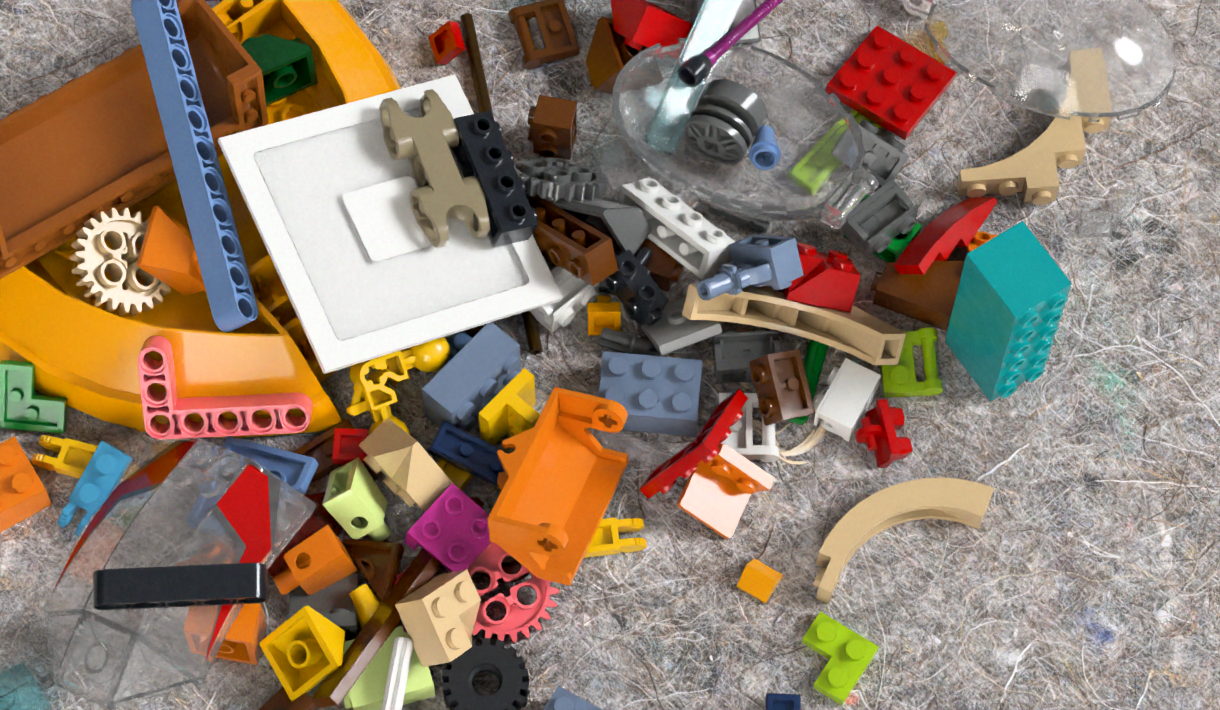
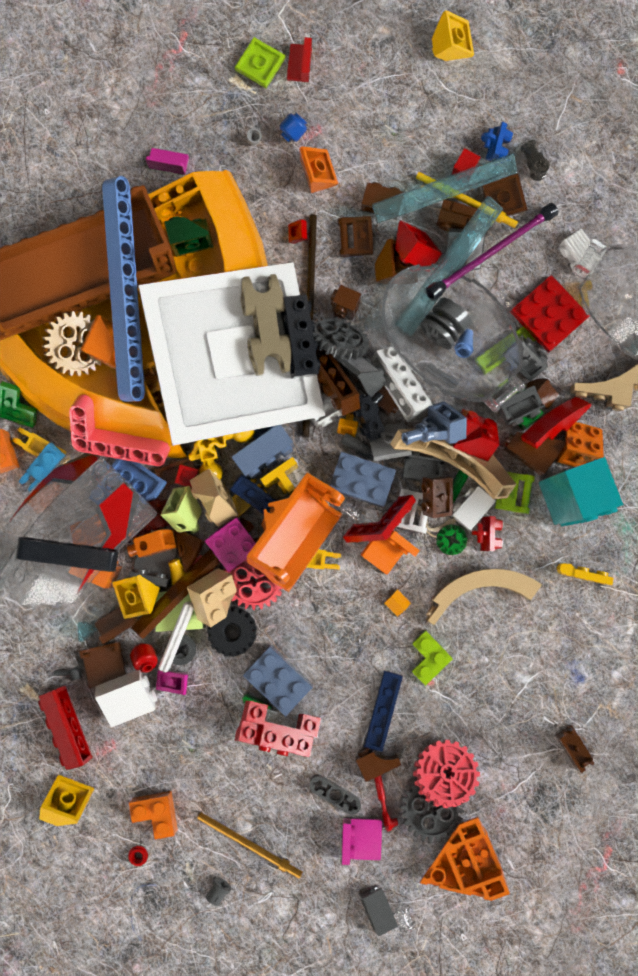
camera: 20 degrees right, 20 degrees up
(835, 470) = (443, 542): none -> green gear
(920, 195) = (544, 390): none -> reddish brown tile
(1060, 463) = (583, 573): none -> yellow hinge

